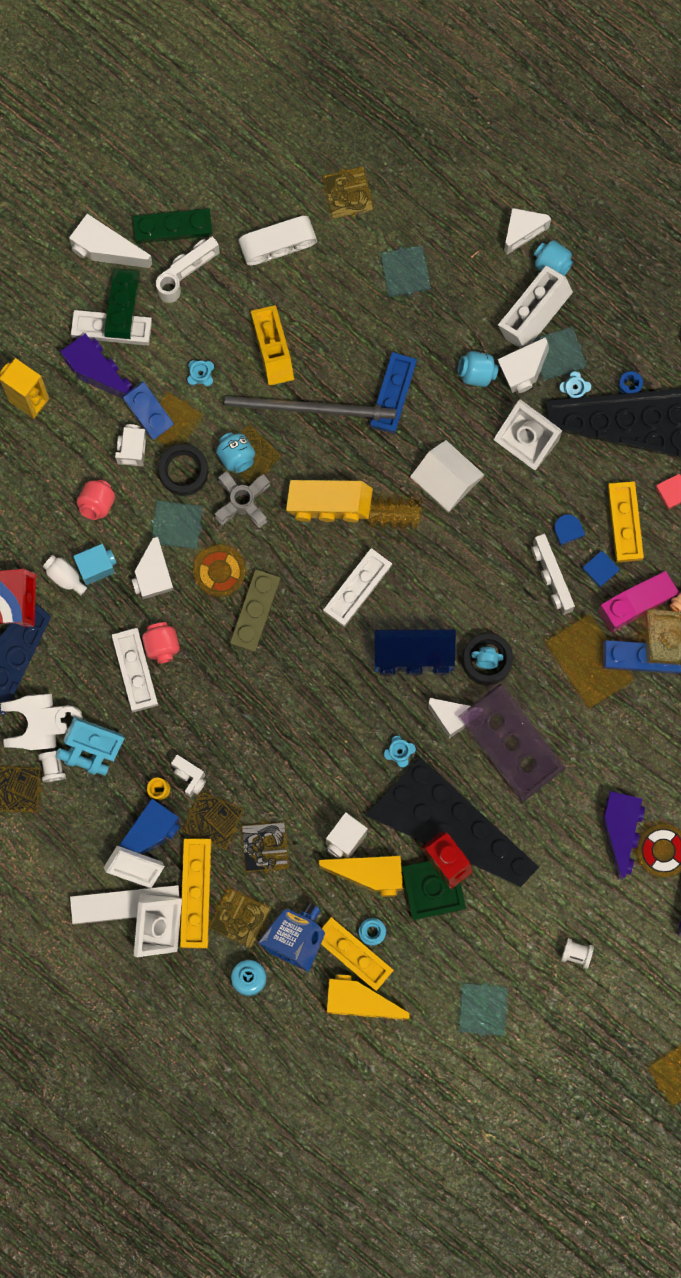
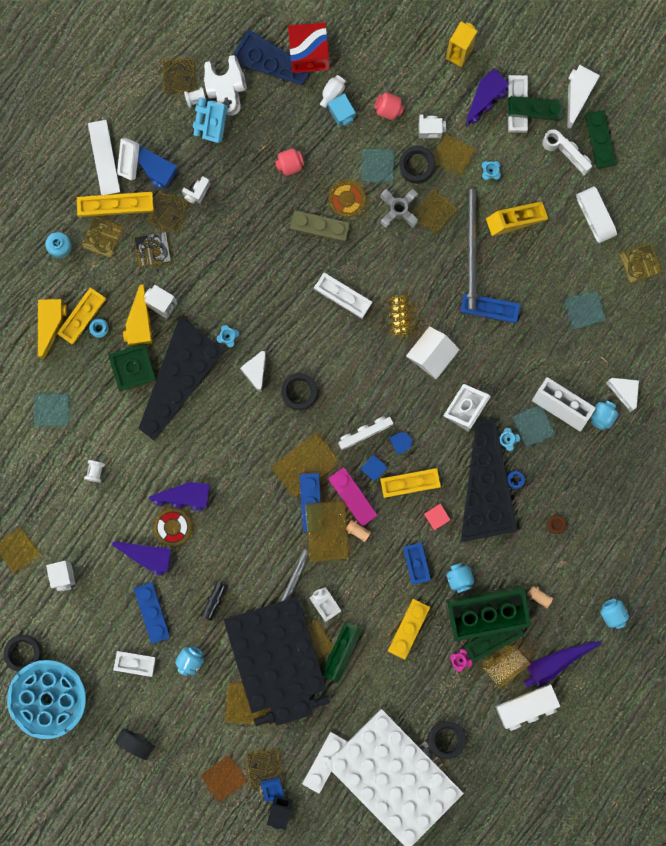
camera: 85 degrees right, 5 degrees up
(134, 670) = (268, 146): white plate -> none
(147, 410) = (457, 134): blue plate -> none
(152, 573) = (340, 150): white slope -> none
(157, 925) = (89, 178): white slope -> none
(158, 783) = (186, 166): yellow hinge -> none
(235, 452) = (432, 199): medium azure head -> none
(295, 937) = (88, 273): blue torso -> none
(329, 500) = (402, 267): yellow brick -> none
(414, 651) = (297, 338): clear blue slope -> none
(447, 859) = (149, 372): red torso -> none
(477, 369) = (514, 366): medium azure head -> none
(487, 658) = (297, 389): medium azure plate -> none
(524, 365) = (519, 400): white slope -> none
(530, 742) = (251, 412): clear purple plate -> none

